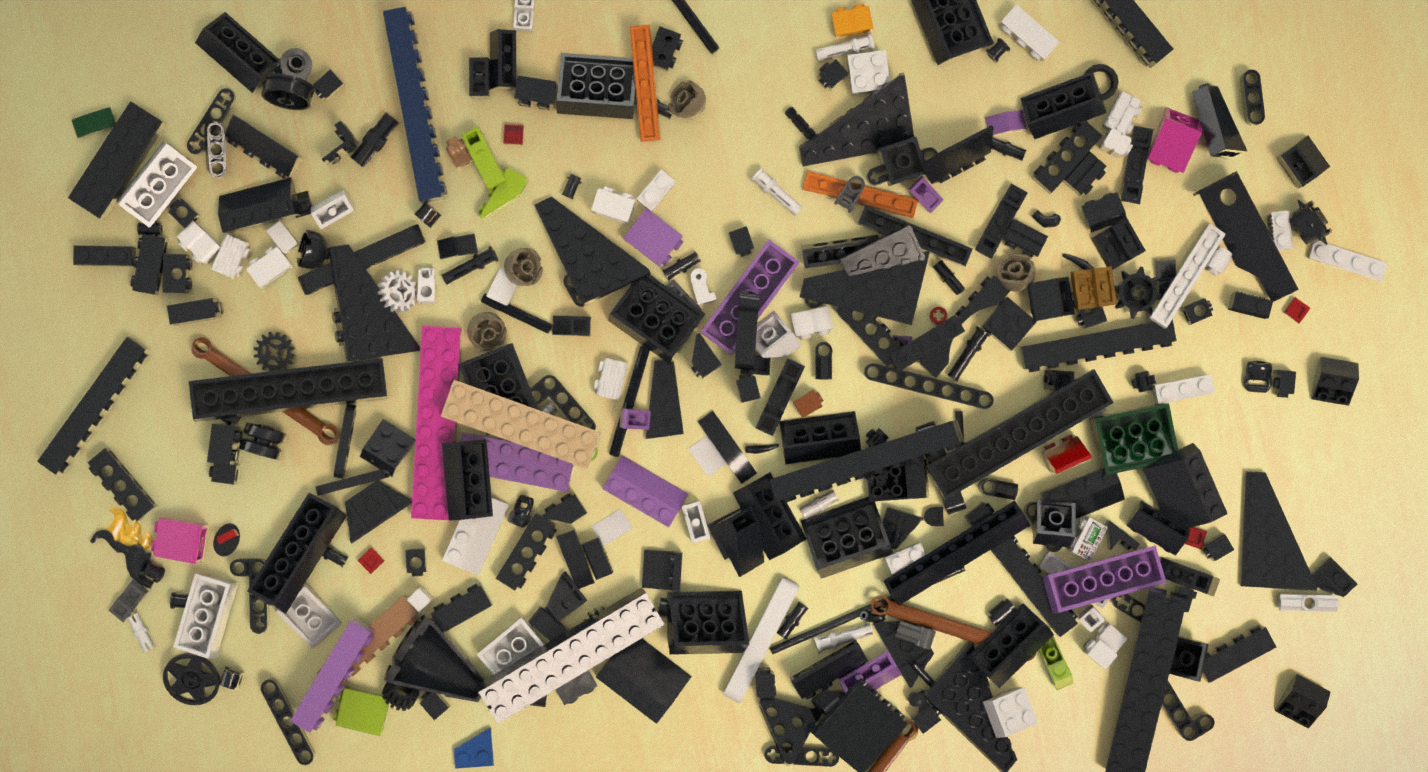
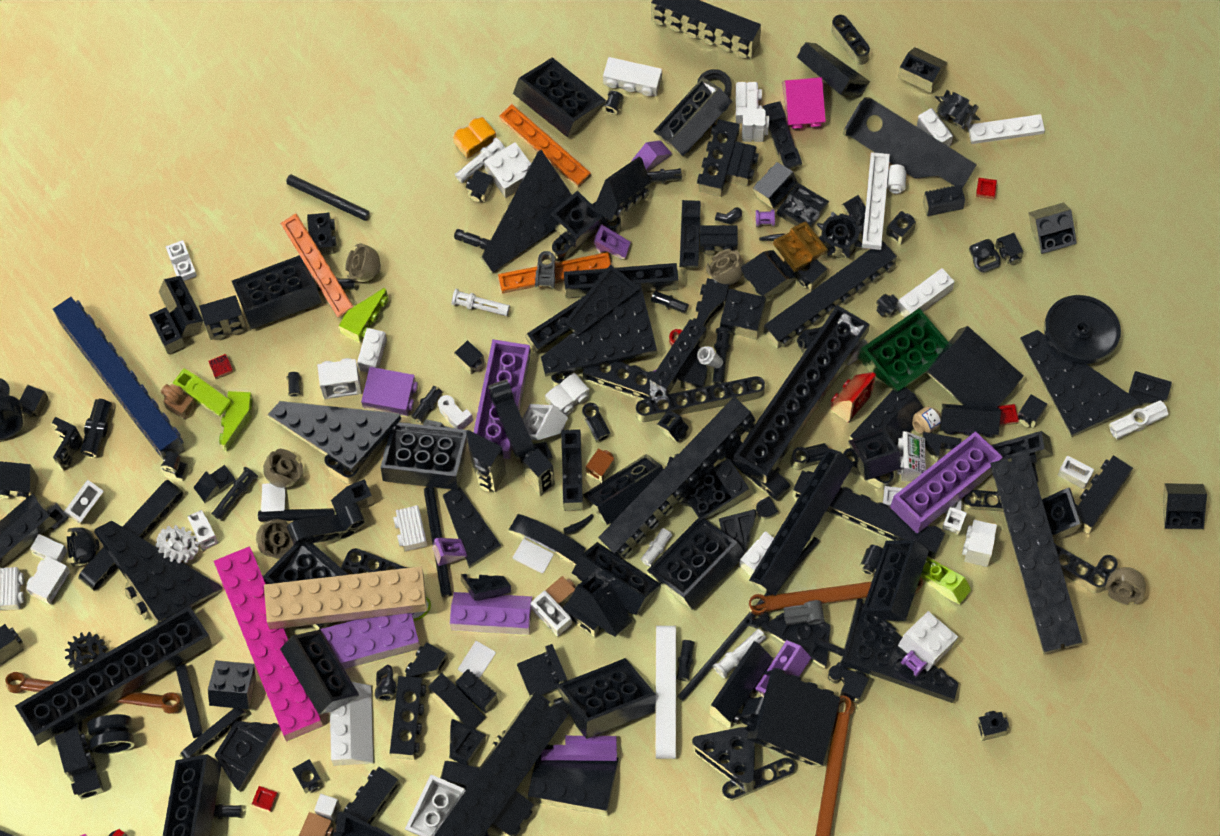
camera: 20 degrees left, 20 degrees down
(536, 345) = (327, 527): none -> black beam
(651, 466) = (486, 586): none -> black wing
(659, 655) = (579, 748): none -> medium lavender piece
(660, 152) = (362, 315): none -> lime slope
(715, 504) = (561, 590): none -> medium nougat brick
(765, 683) = (689, 724): black brick -> none
(892, 406) = (676, 429): none -> black brick
(913, 61) = (540, 140): none -> orange tile
(955, 355) = (709, 357): none -> white cone
(987, 727) = (914, 663): none -> medium lavender bush
(1078, 238) = (765, 218): none -> medium lavender bush
(1119, 510) = (926, 420): none -> tan head
(1211, 748) = (1126, 585): none -> dark tan cylinder
(1225, 622) = (1075, 472): none -> white piece
(1305, 494) = (1082, 329): none -> black dish

